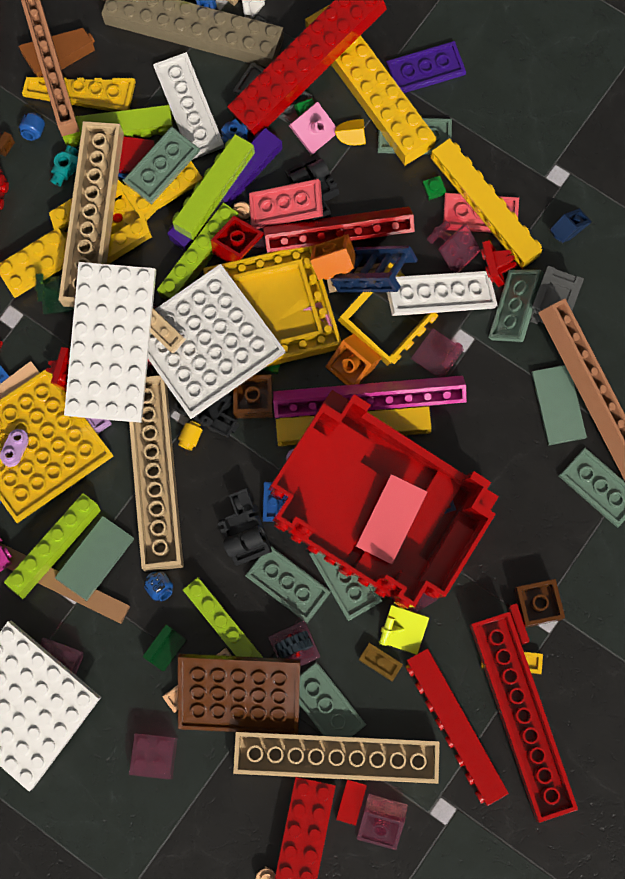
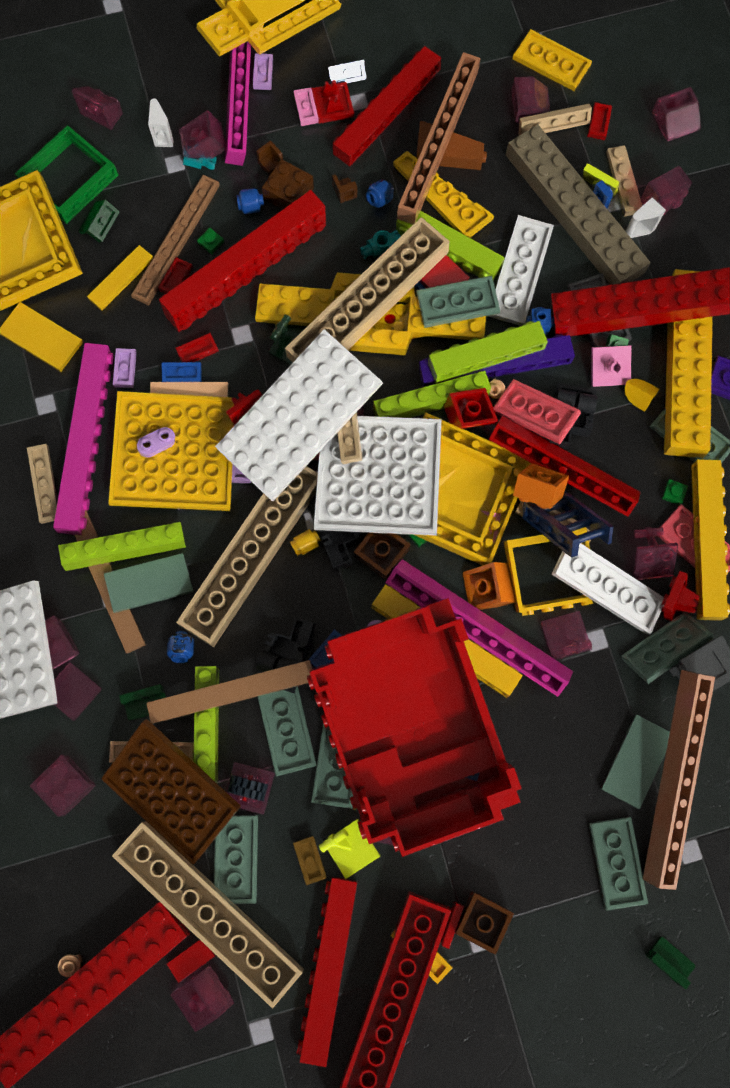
camera: 30 degrees right, 0 degrees up
(105, 681) = (74, 691): none -> clear pink tile
(224, 586) = (229, 692): none -> medium nougat tile
(391, 519) = (412, 749): coral tile -> none

